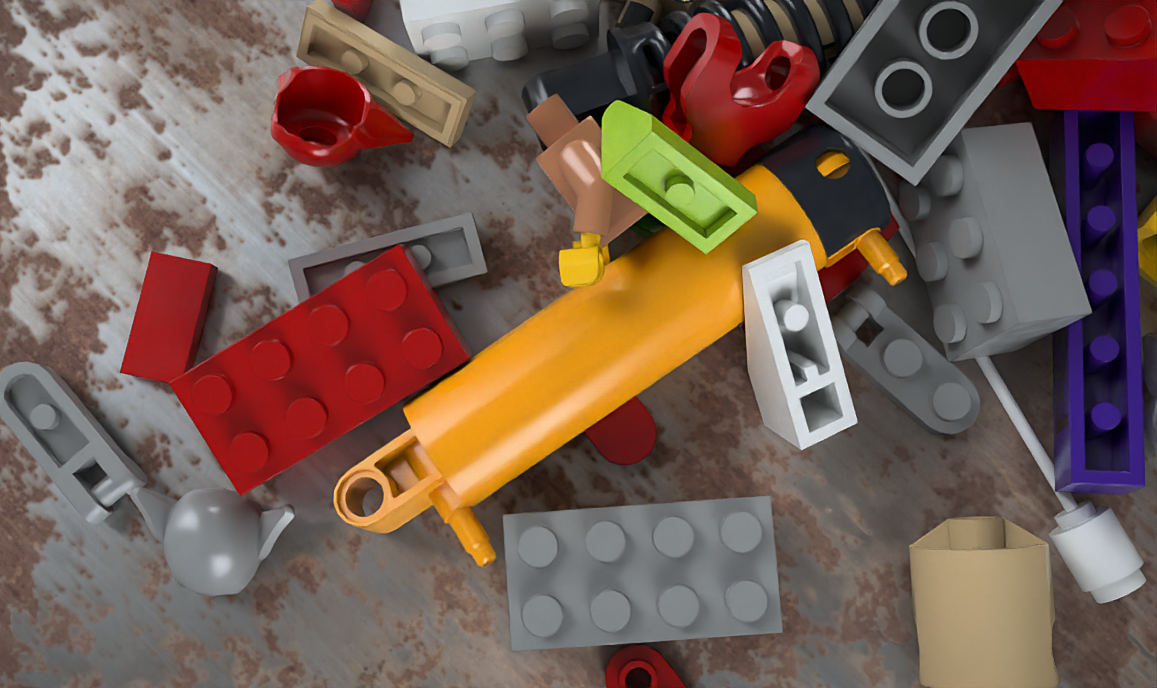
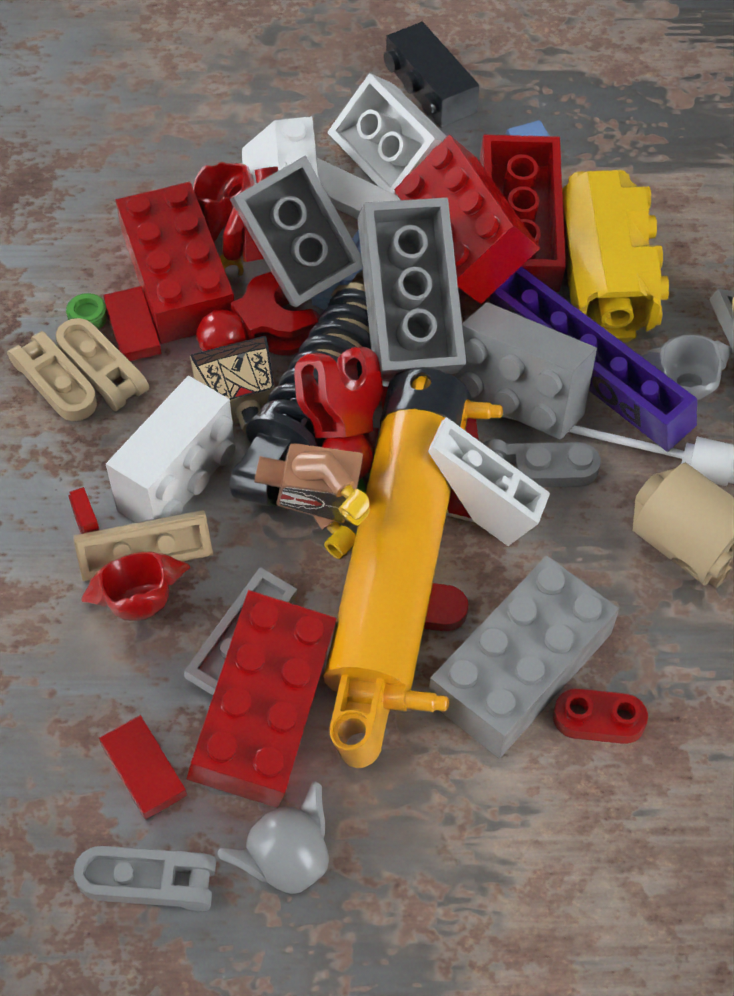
camera: 50 degrees left, 25 degrees down
(671, 178) = (357, 430): lime tile -> none

